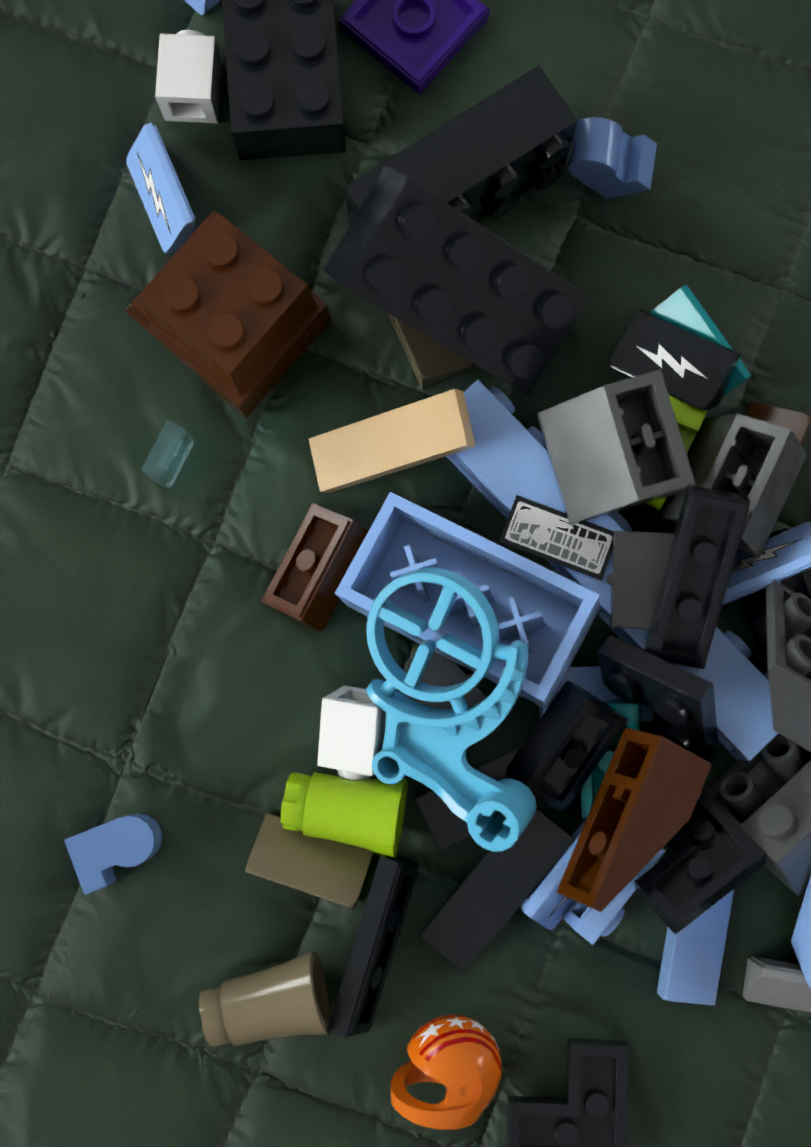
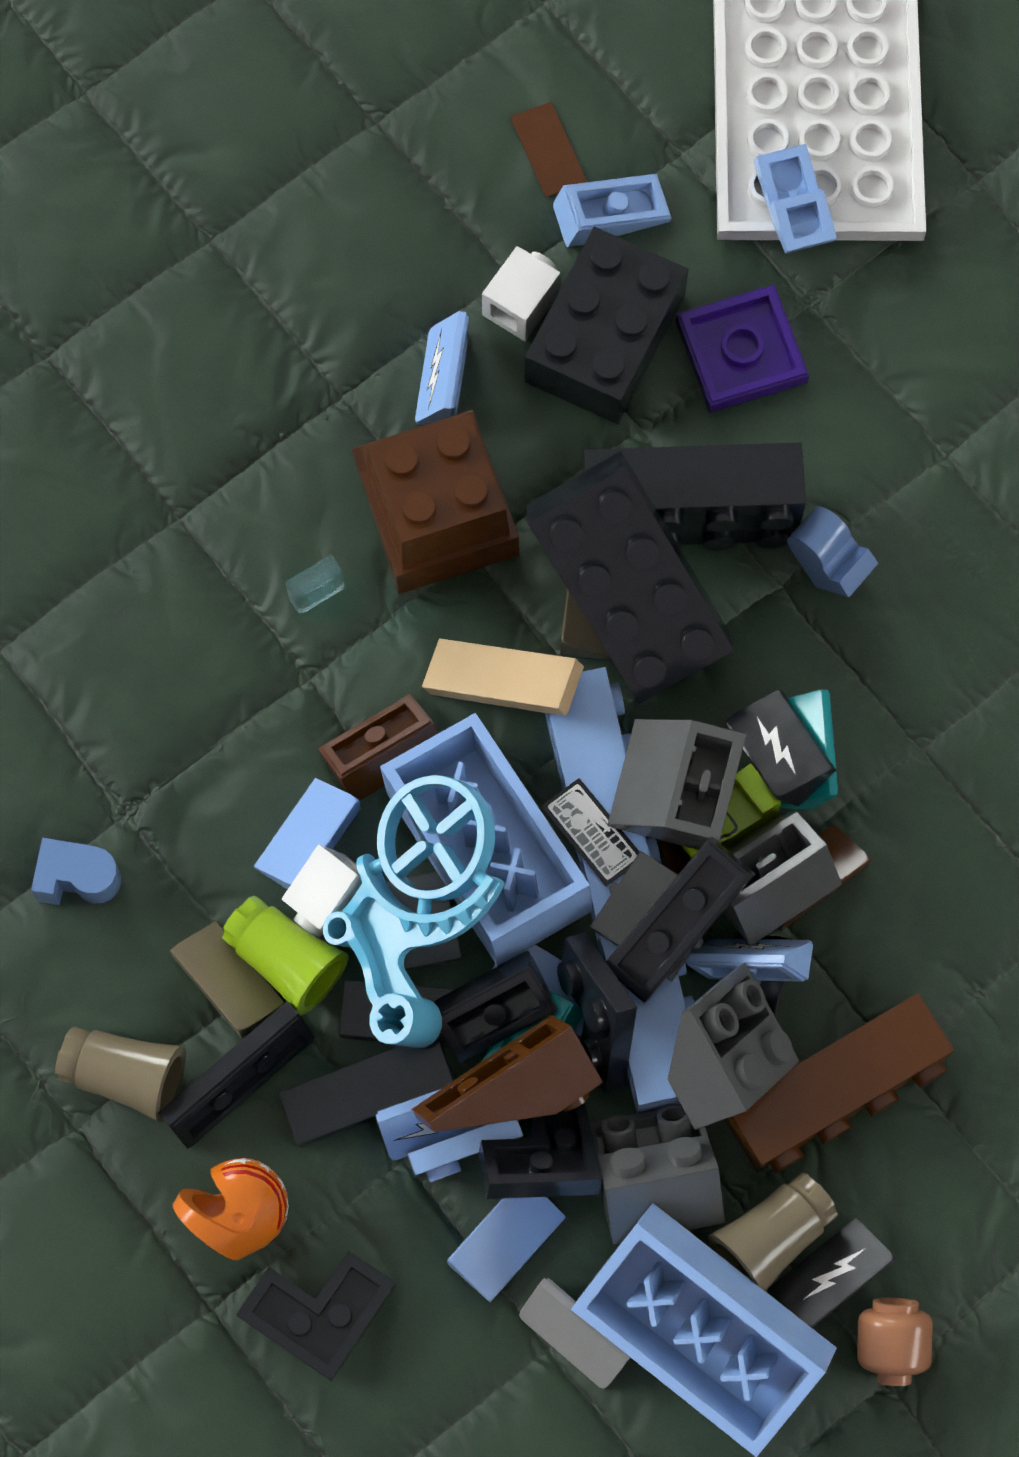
camera: 30 degrees right, 10 degrees down
(299, 685) = (316, 819): none -> light blue slope

